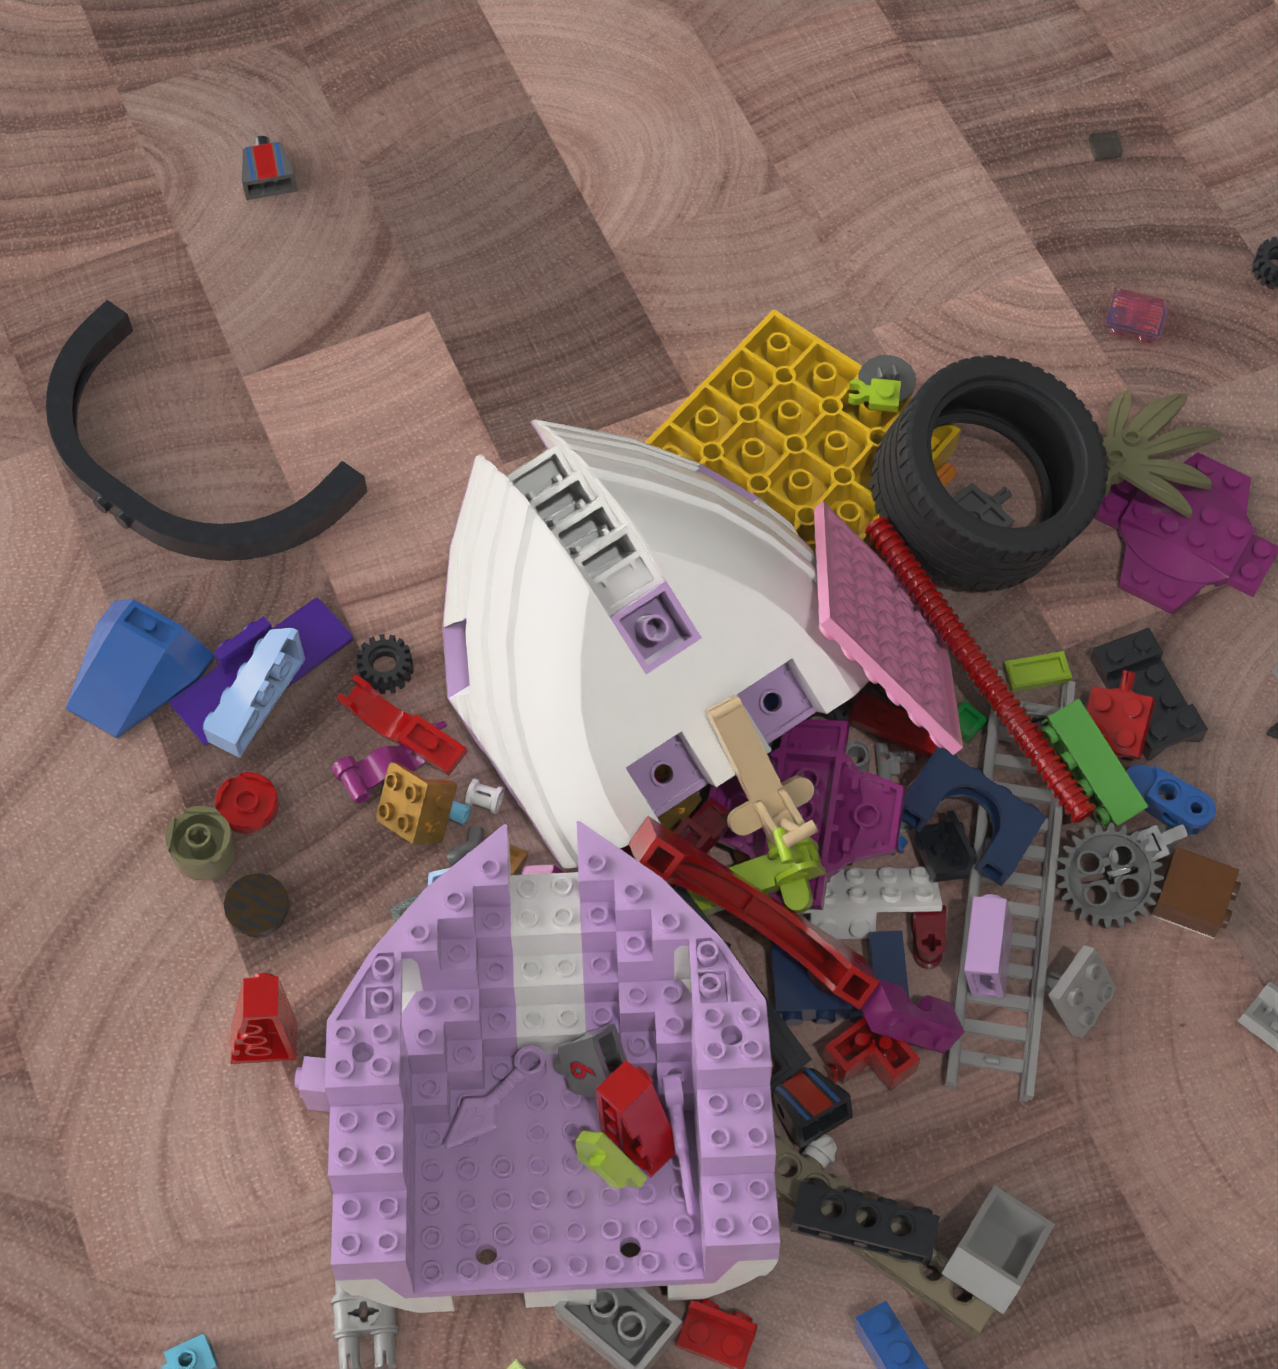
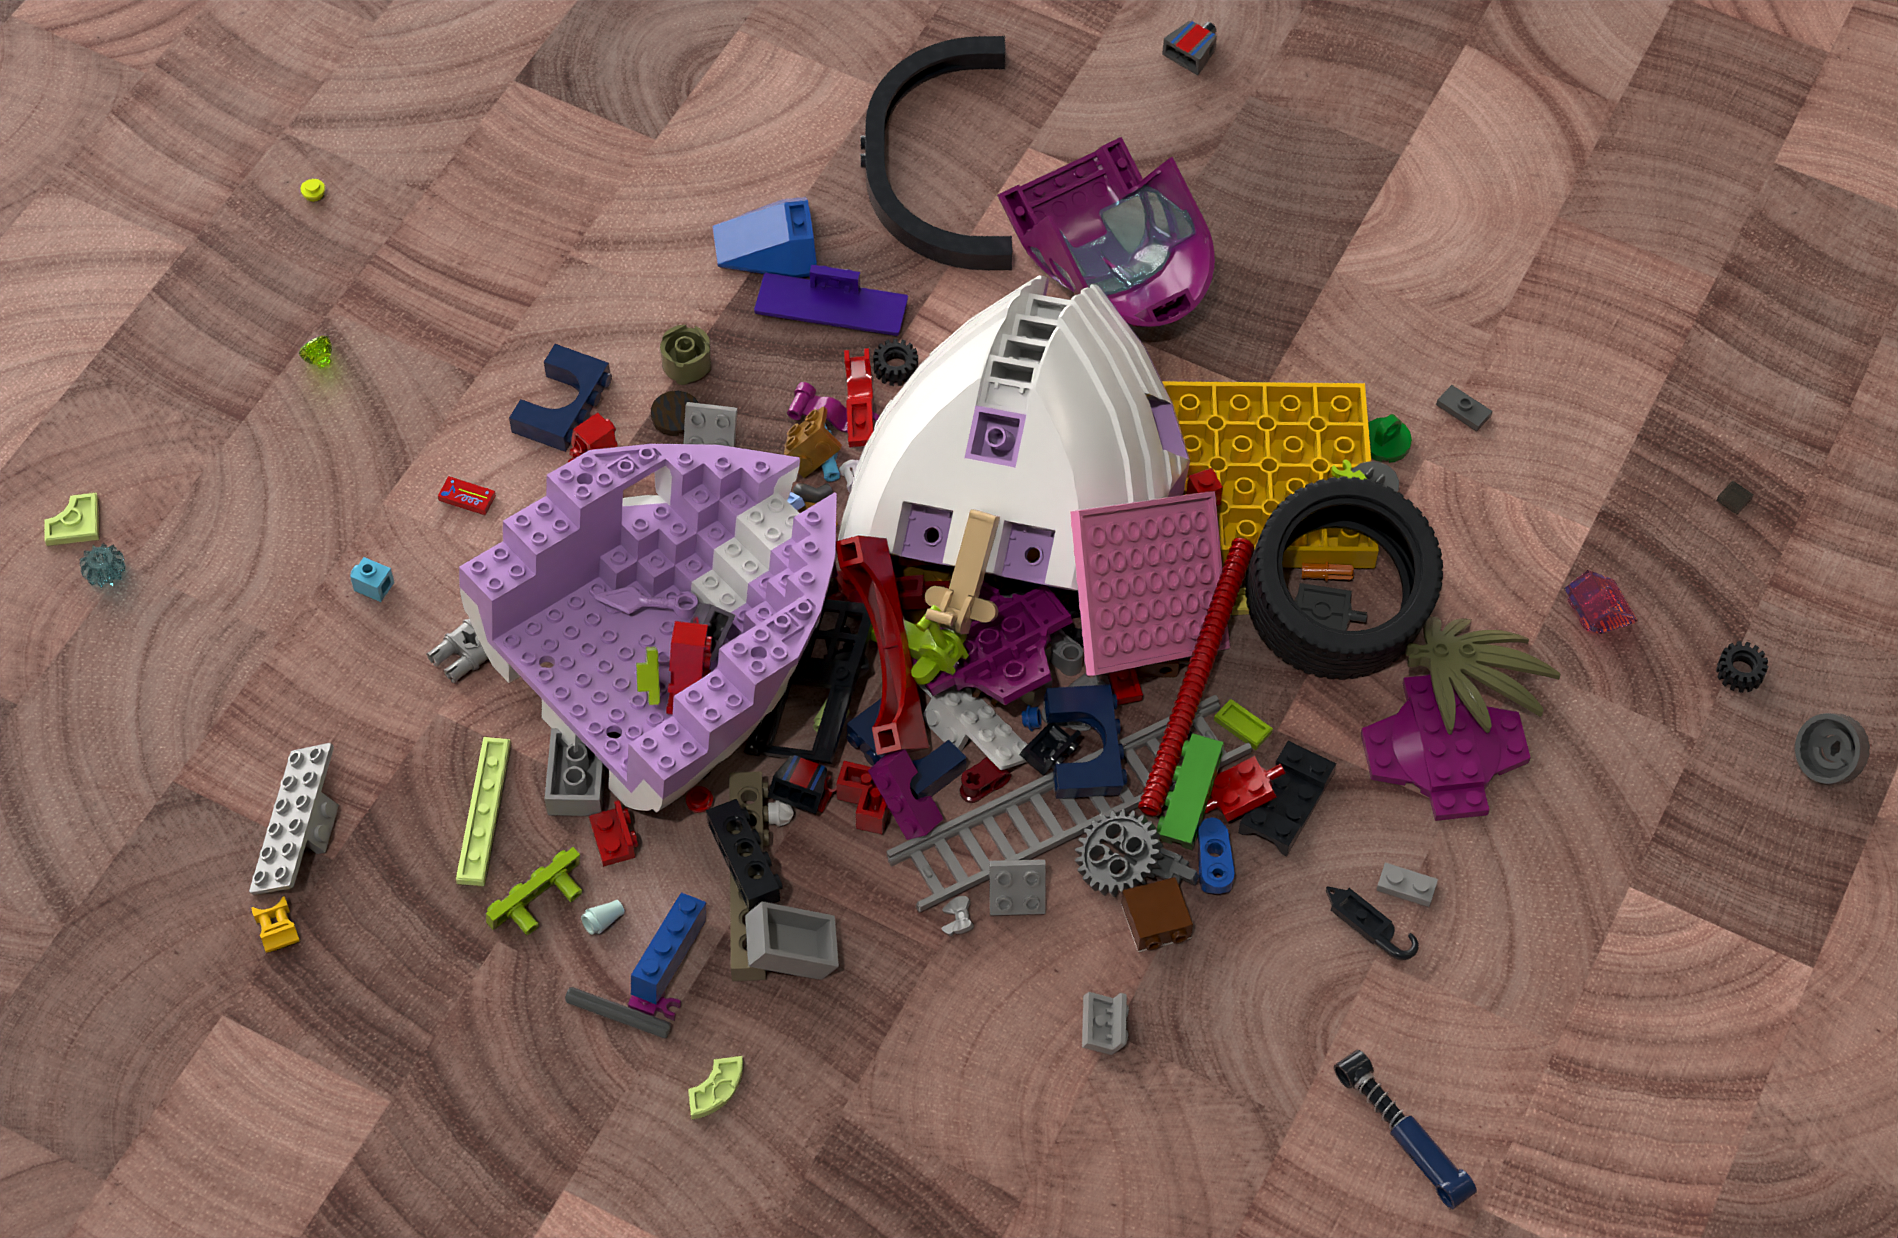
camera: 50 degrees right, 5 degrees down
(170, 1185) = (466, 495): none -> red tile
(172, 1029) = (556, 426): none -> dark blue arch
(247, 802) = (737, 361): red tile -> none
(255, 691) = (808, 307): light blue wedge -> none
(318, 887) = (710, 424): none -> light grey plate
(439, 374) = (1118, 232): none -> magenta piece
(791, 506) = (1205, 482): none -> red brick
(835, 332) = (1389, 439): none -> green tile
(847, 261) = (1464, 407): none -> dark grey plate
(970, 721) = (1161, 705): green tile -> none
(988, 946) = (996, 809): lavender brick -> none
(1075, 1071) = (958, 907): none -> light grey piece

